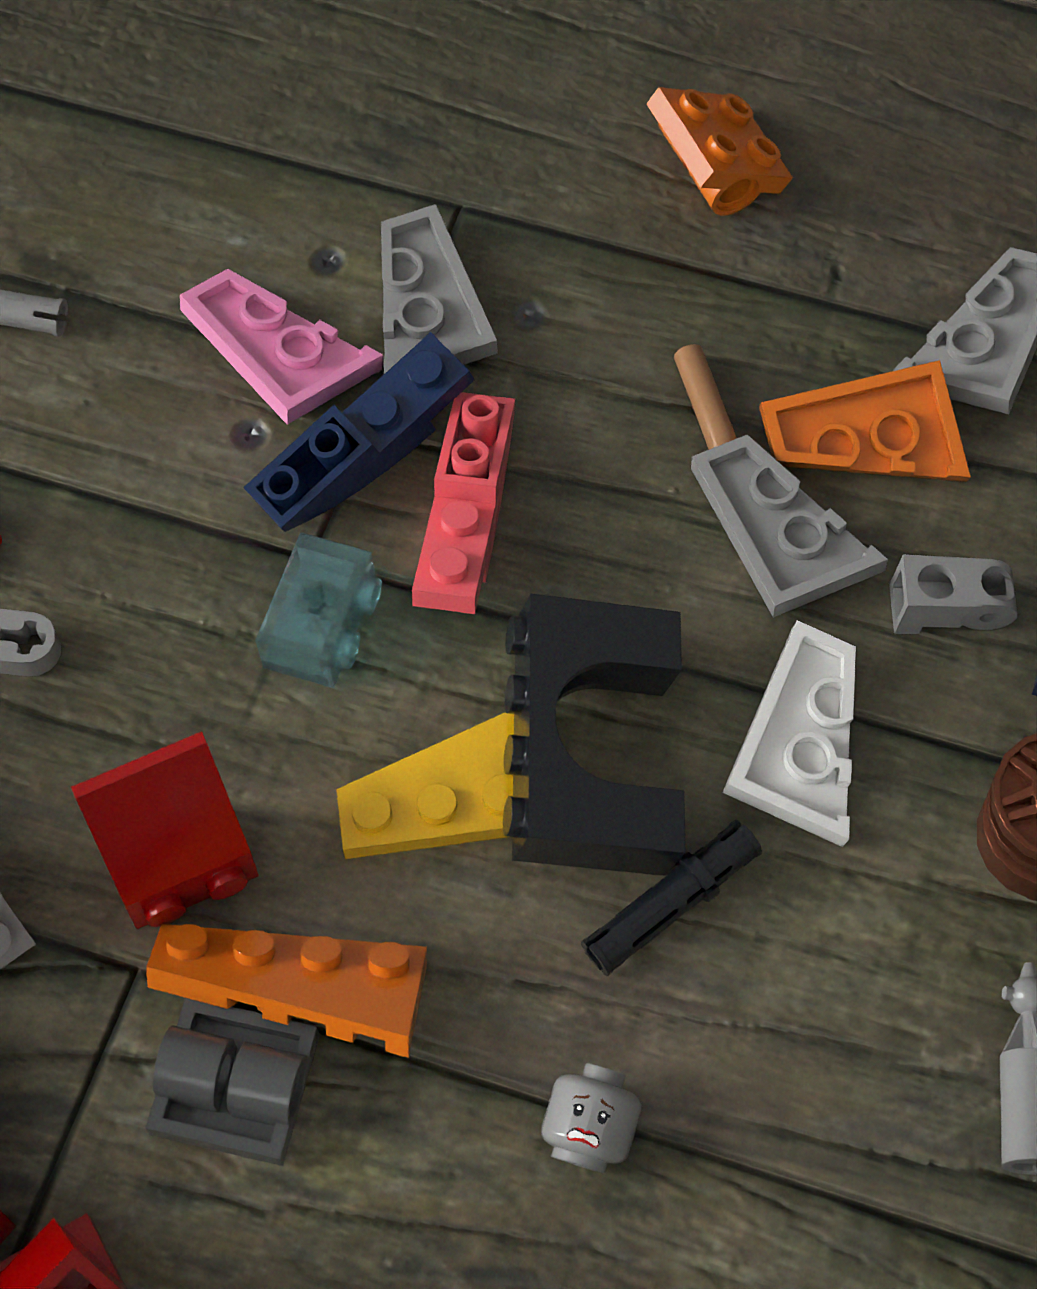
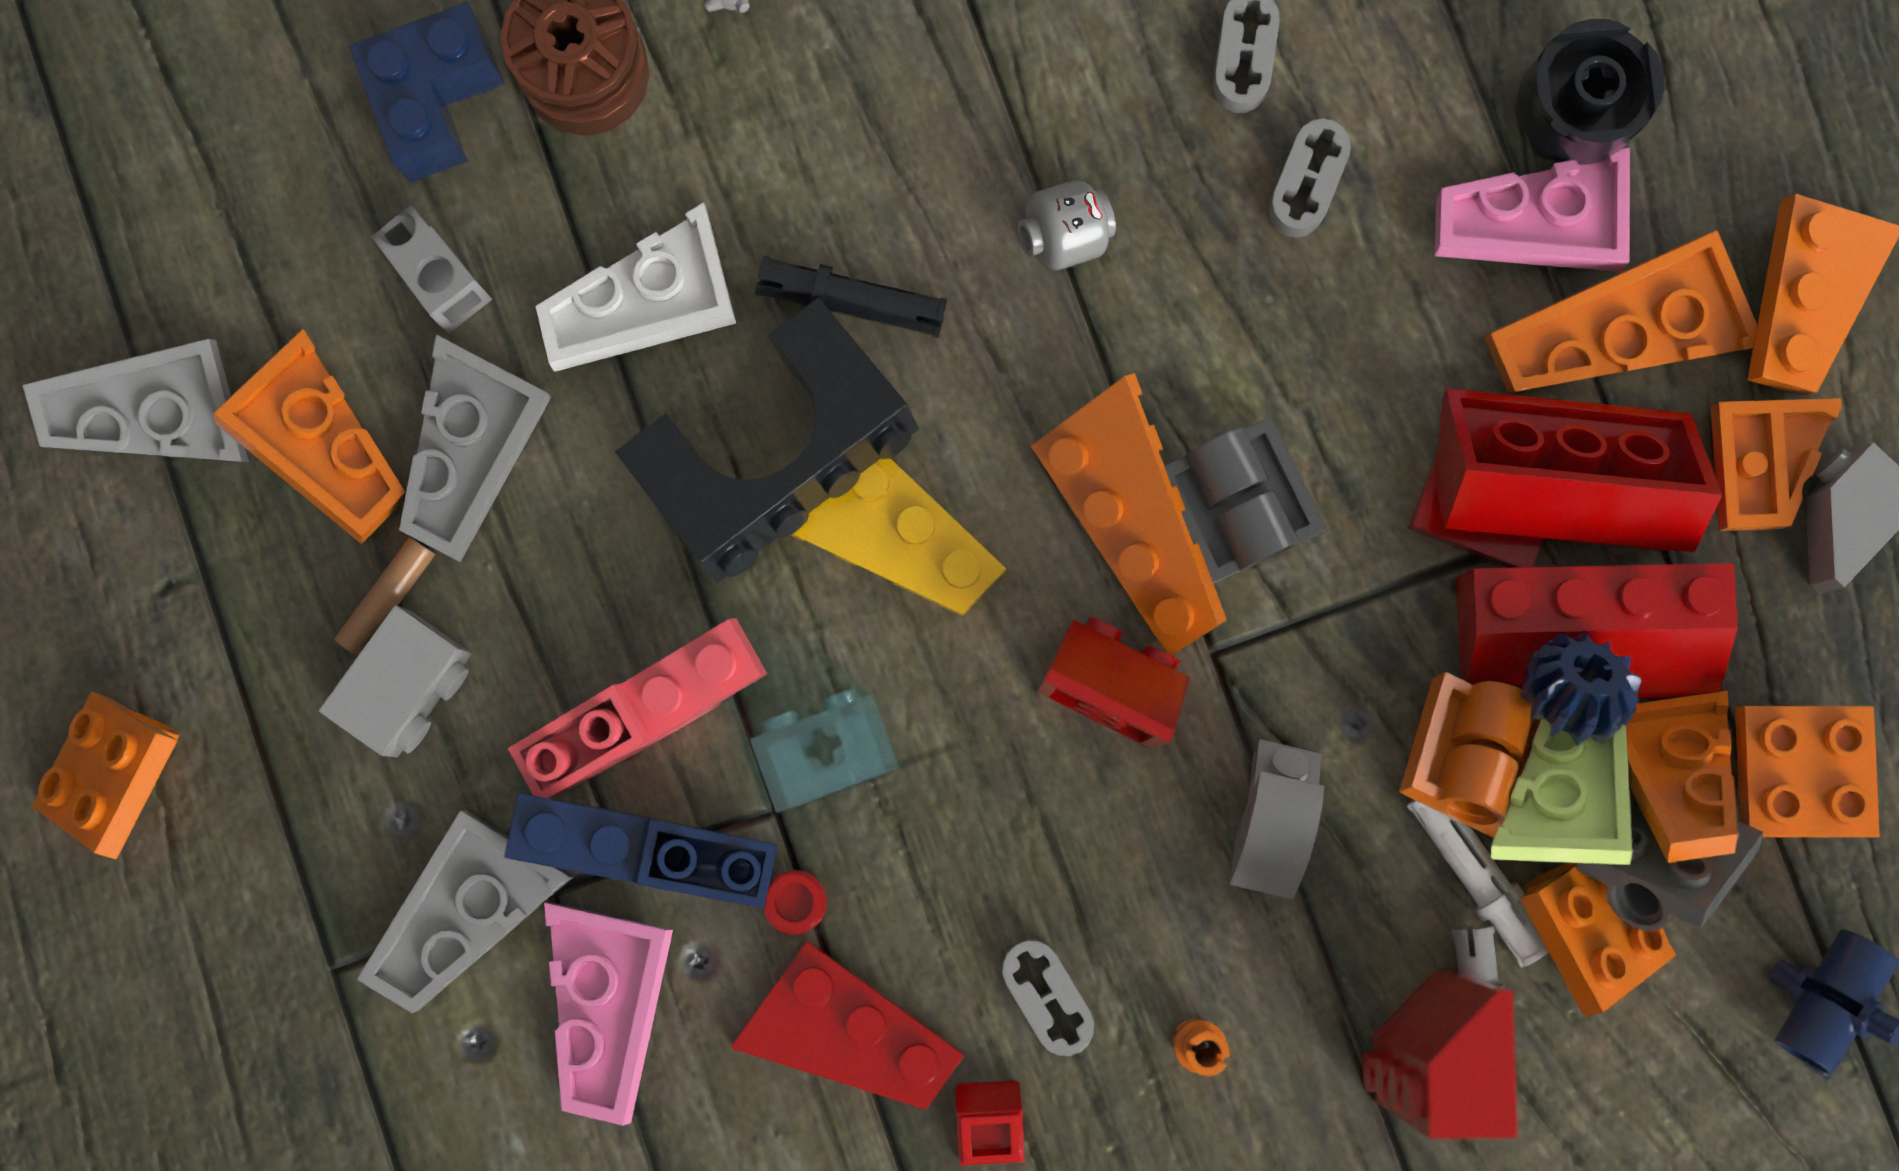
camera: 130 degrees left, 20 degrees up
(105, 492) = (847, 1032): none -> red wing
(232, 521) = (795, 902): none -> red tile
(629, 362) = (397, 684): none -> light grey brick

